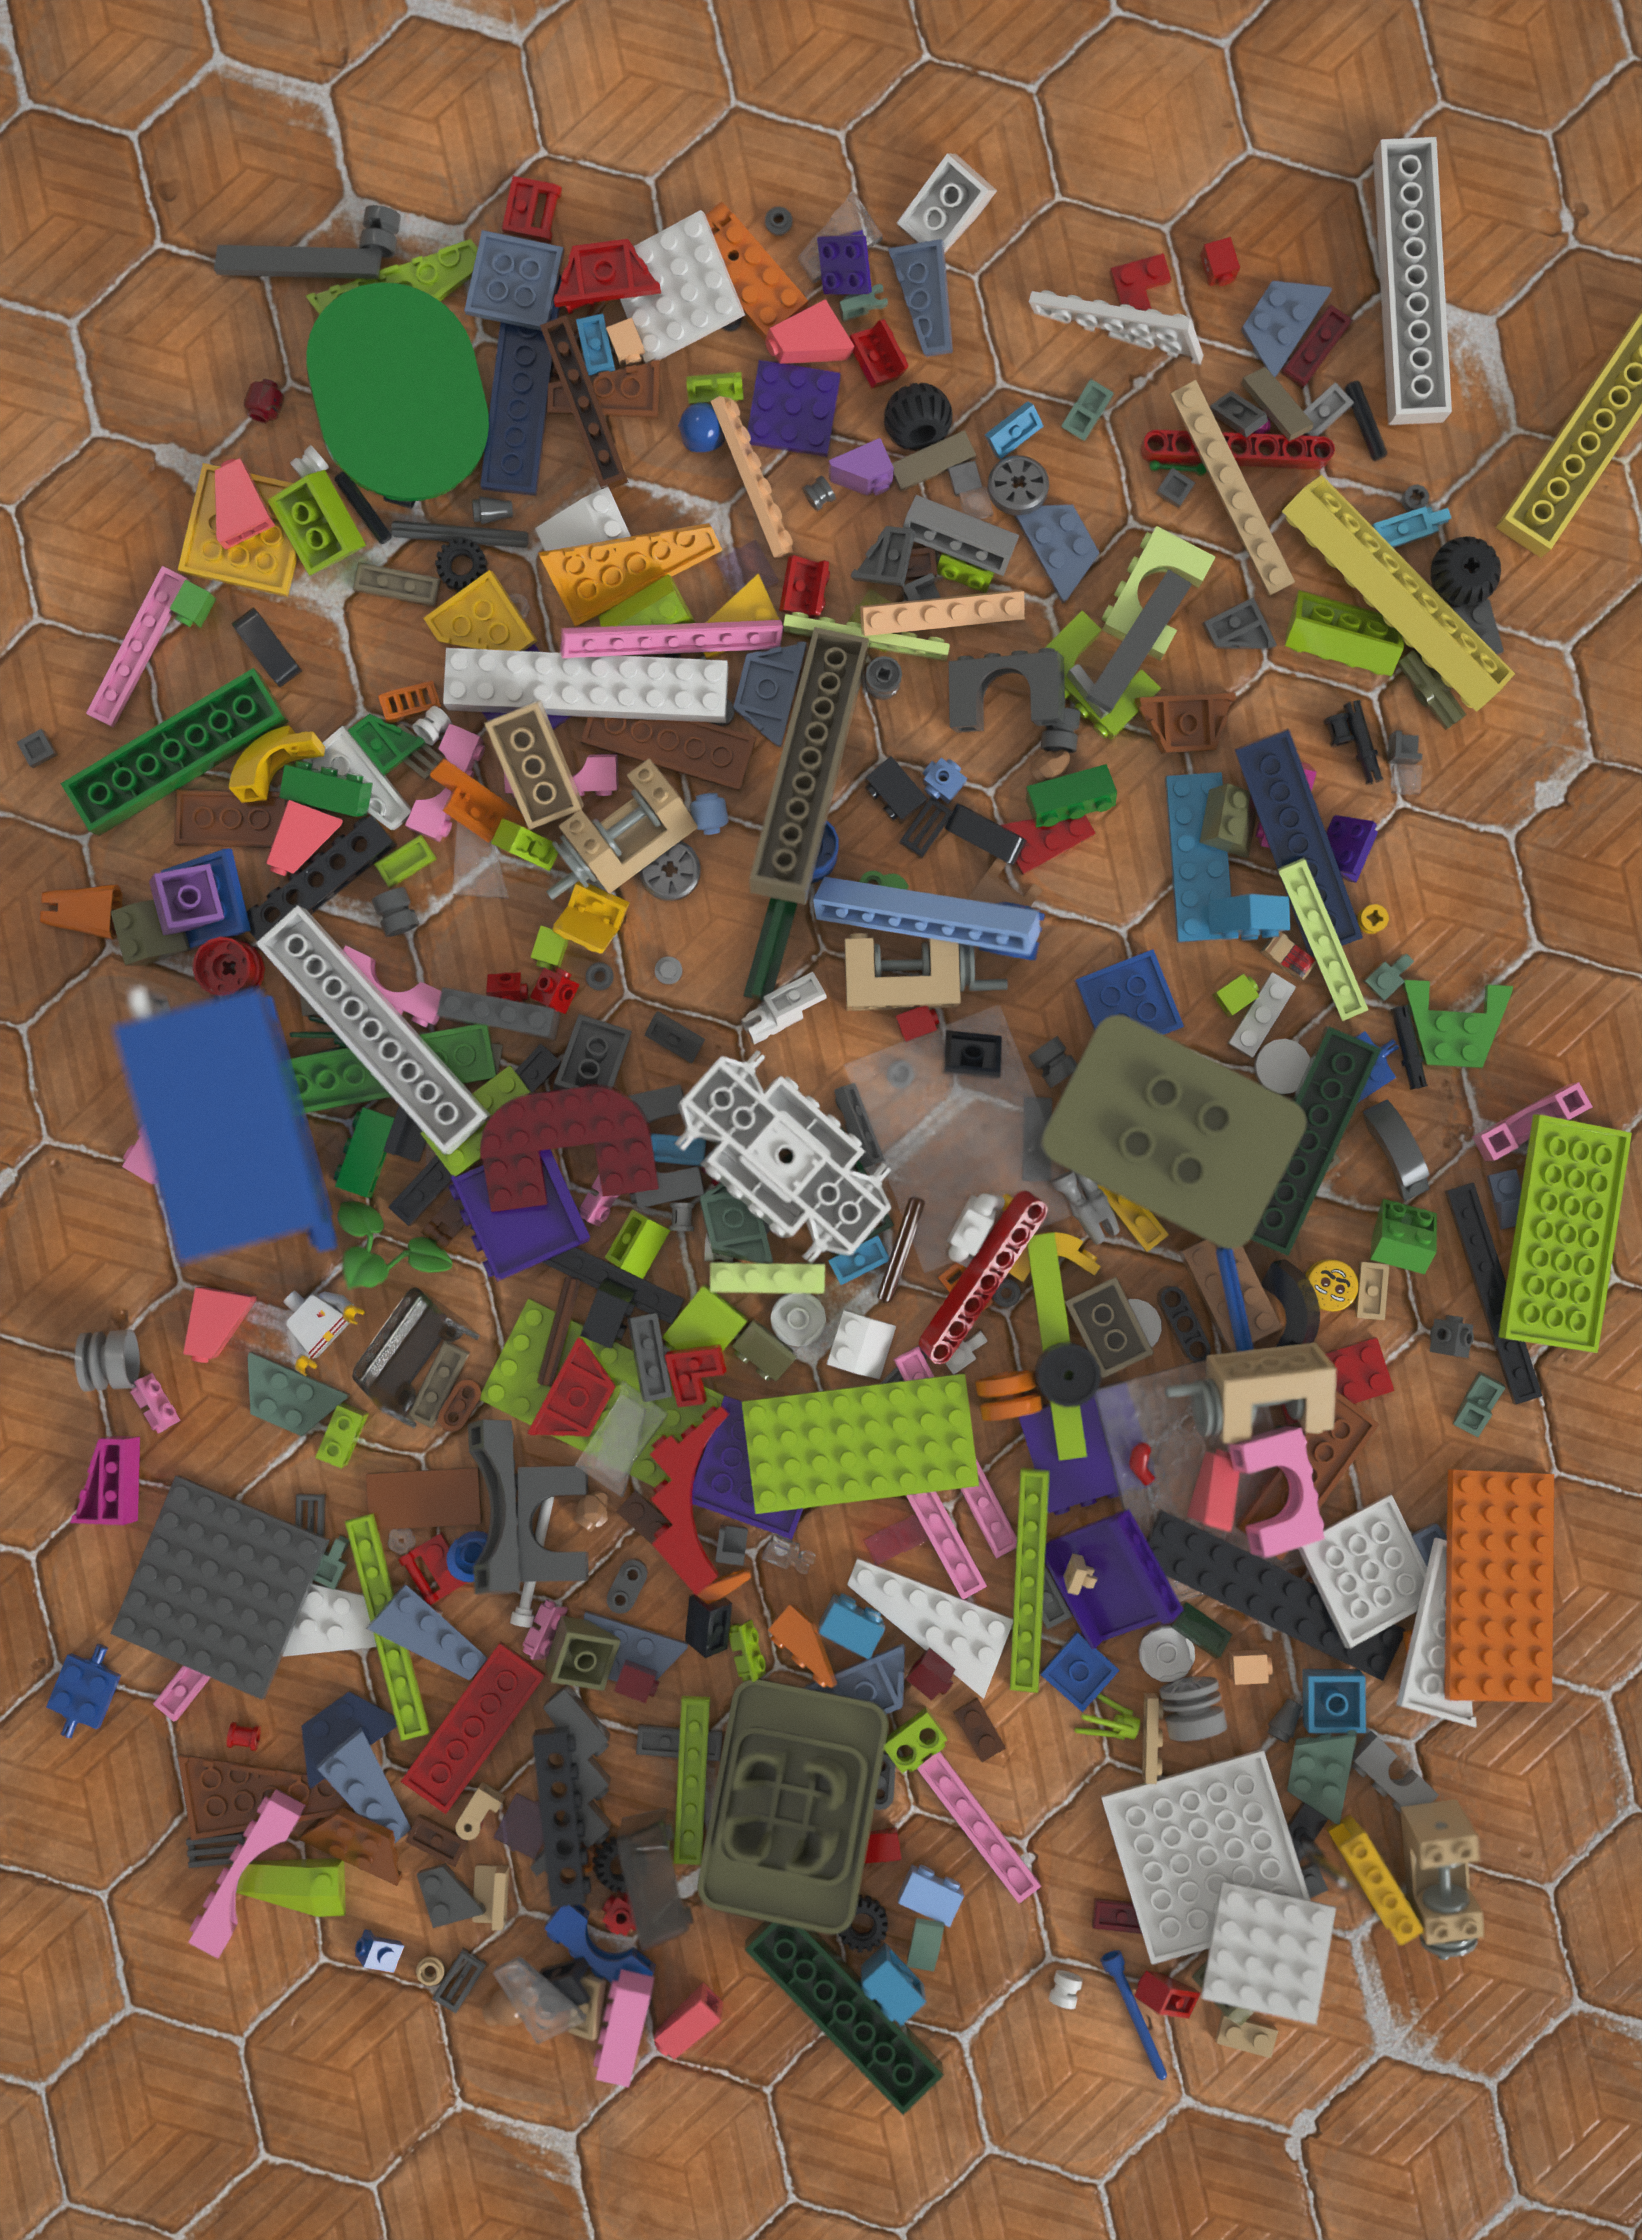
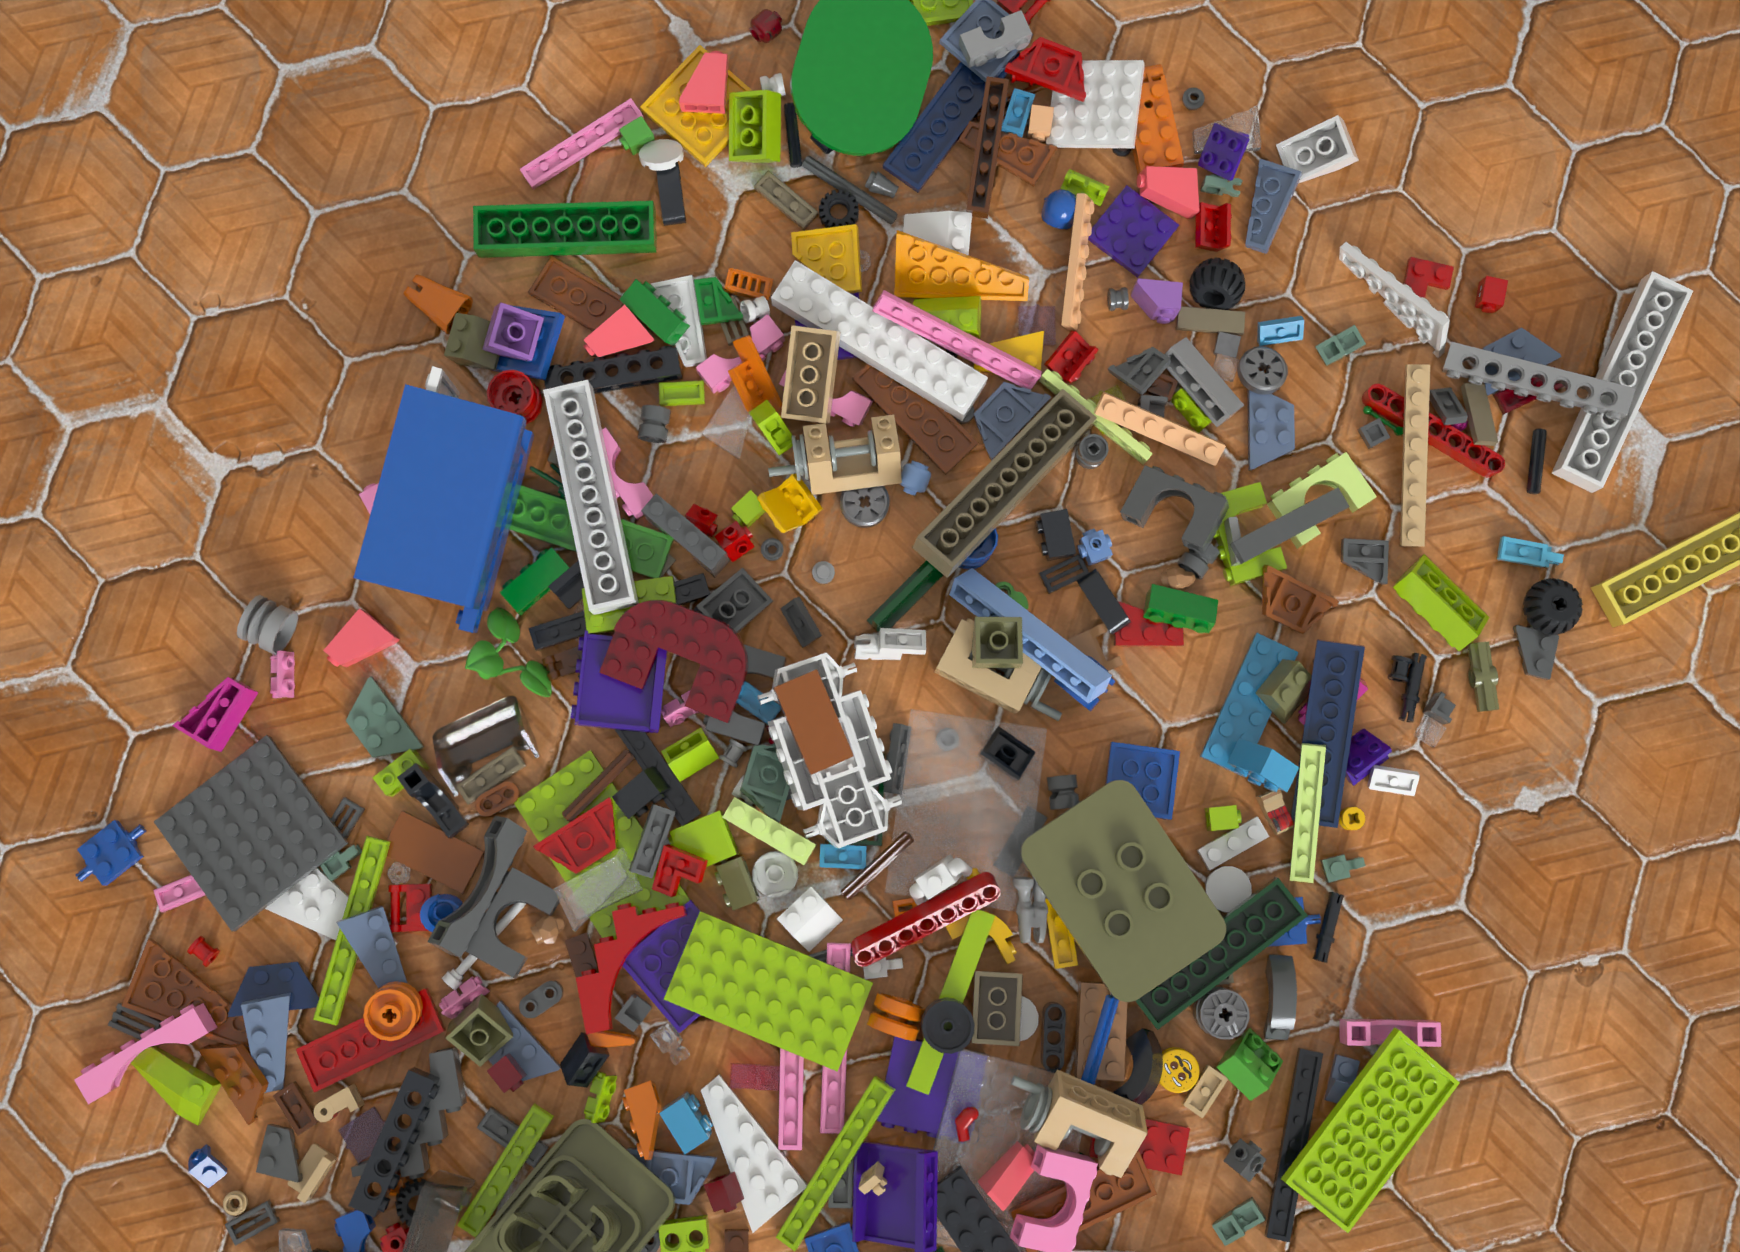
camera: 30 degrees right, 5 degrees down
(37, 748) = (471, 174): dark grey plate -> none
(231, 610) = (661, 154): none -> white tile
(265, 756) = (626, 267): yellow arch -> none
(316, 1324) = (429, 683): white torso -> none
(385, 1439) = (434, 798): none -> black arch
(492, 1675) = (399, 1021): none -> orange wheel
(514, 297) = (979, 48): none -> light grey arch
(749, 1137) = (813, 722): none -> dark orange tile
(897, 943) = (997, 642): none -> olive slope
(917, 1022) = (980, 708): red brick -> none
(1015, 1293) = (936, 948): dark grey plate -> none
(1327, 409) = (1513, 438): light grey plate -> none
(1330, 1197) = (1209, 1006): none -> flat silver wheel
(1395, 853) = (1393, 780): none -> white plate
(1398, 593) = (1495, 595): light yellow brick -> none
(1417, 299) = (1620, 394): none -> light grey brick
(1419, 490) = (1549, 531): dark grey bush -> none
(1455, 1037) = (1365, 937): bright green wing -> none

